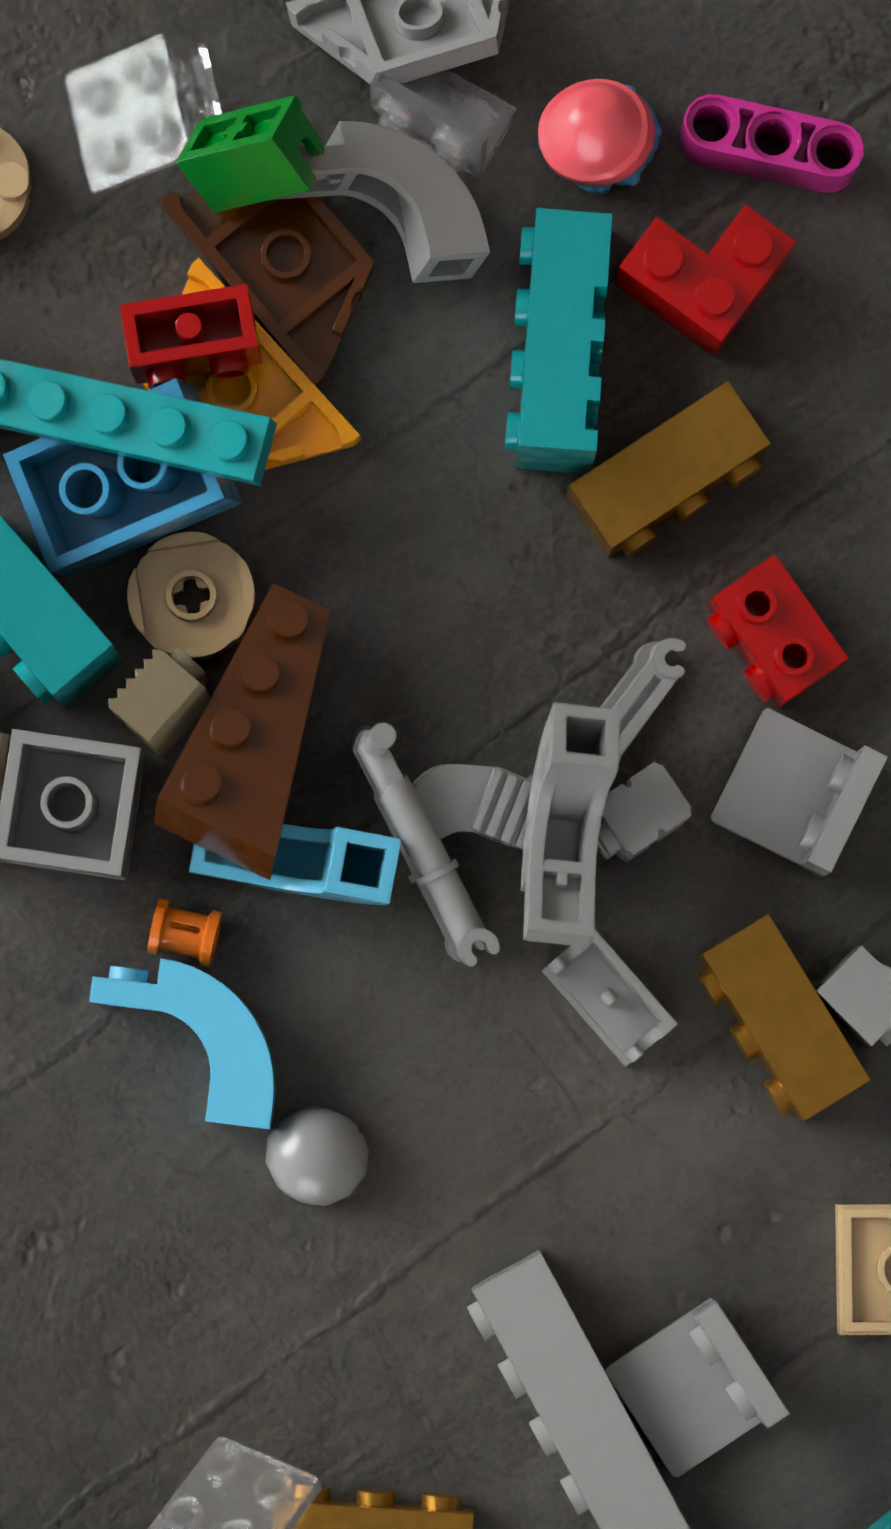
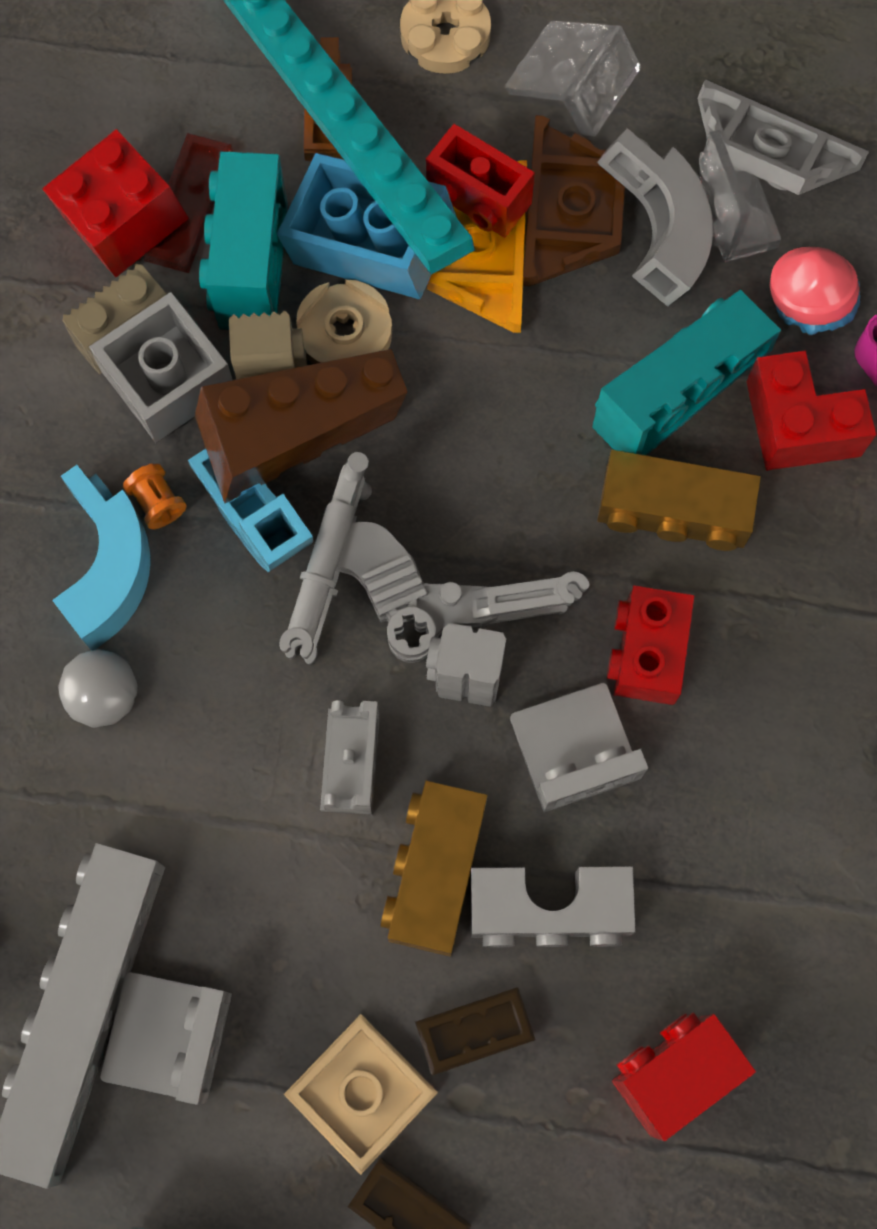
camera: 50 degrees right, 10 degrees down
(251, 154) = (605, 118): green hinge -> none
(564, 820) = (415, 612): light grey arch -> none

